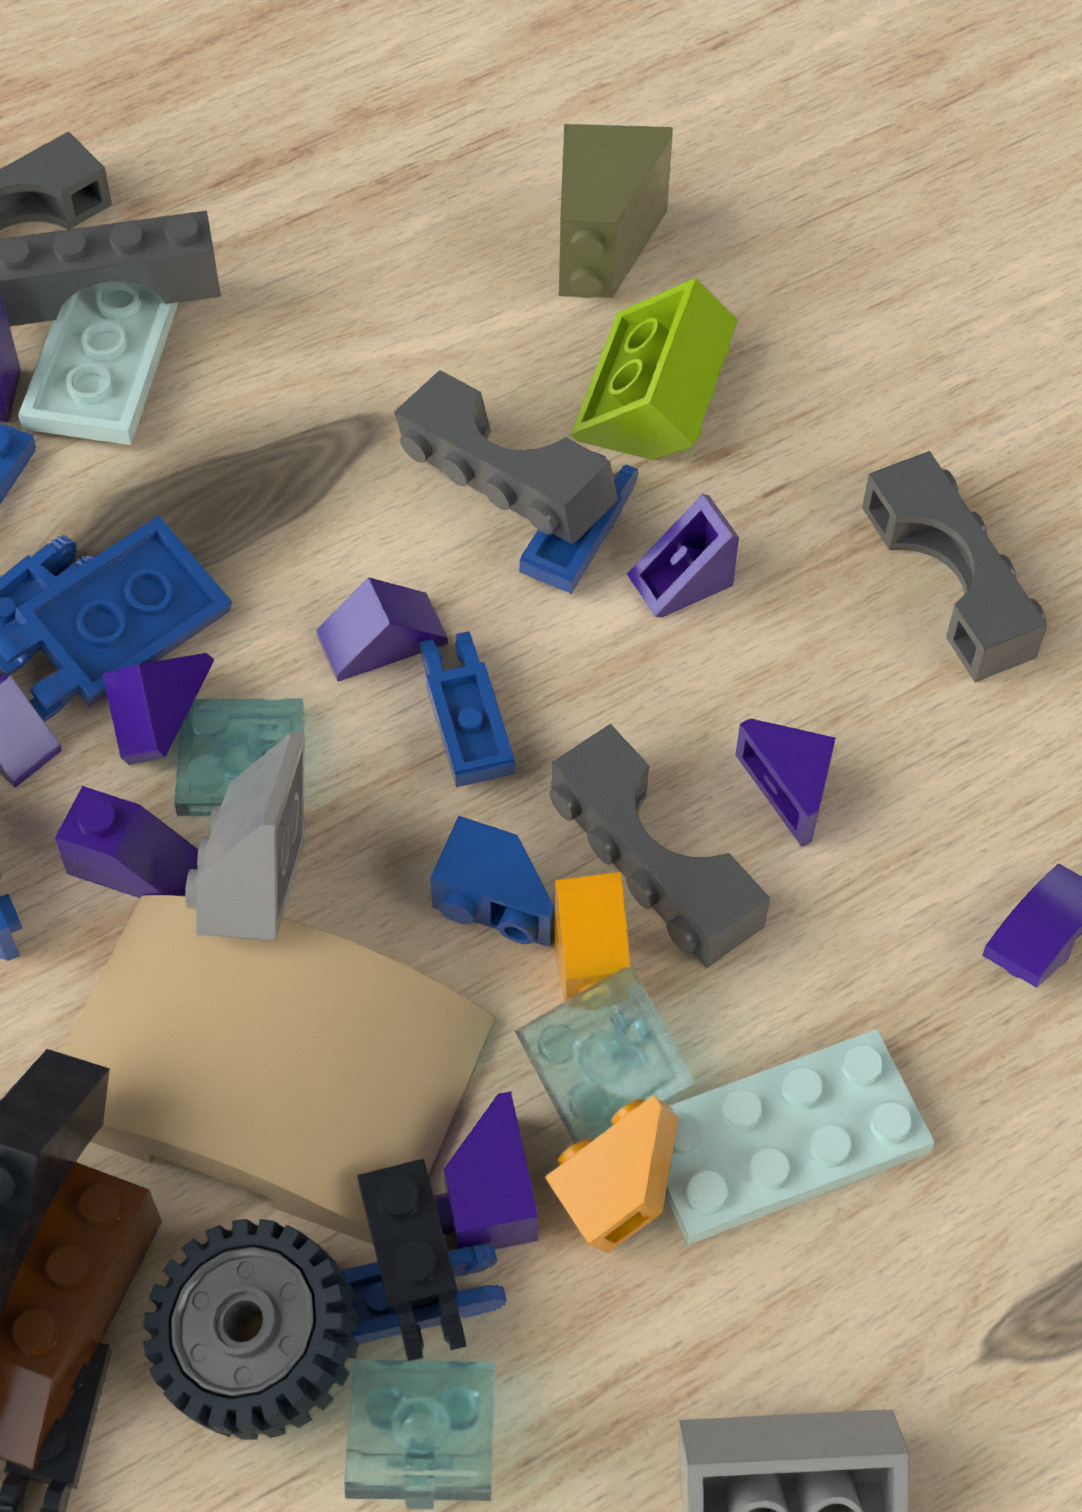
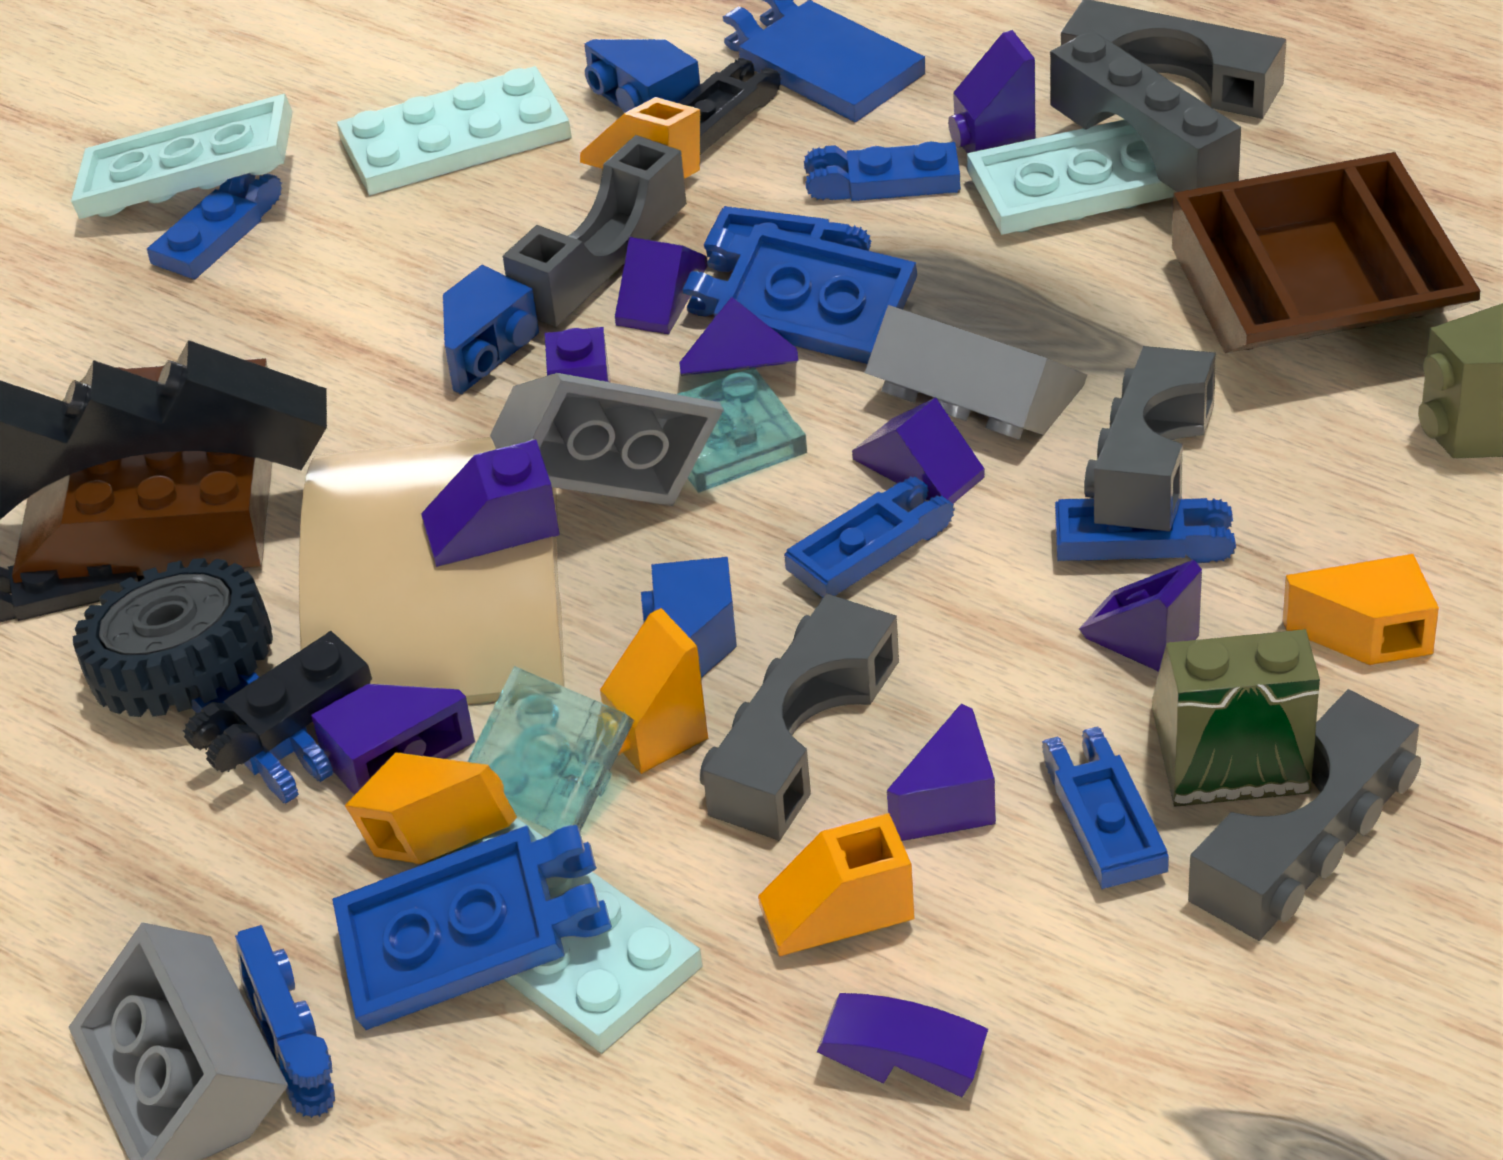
camera: 70 degrees right, 15 degrees down
(307, 969) = (492, 505): none -> dark purple slope
(318, 544) = (971, 374): none -> light grey slope
(369, 255) = (1316, 253): none -> reddish brown slope
(420, 1431) = (132, 777): clear light blue hinge -> none
(657, 373) = (1366, 513): lime slope -> none
(768, 424) = (1365, 609): none -> light orange slope
(773, 1201) = (464, 921): none -> blue tile
(805, 1387) = (285, 1024): none -> blue hinge
(851, 551) = (1237, 717): none -> slope
(868, 686) = (1106, 811): none -> blue hinge
(880, 898) = (840, 887): none -> light orange slope

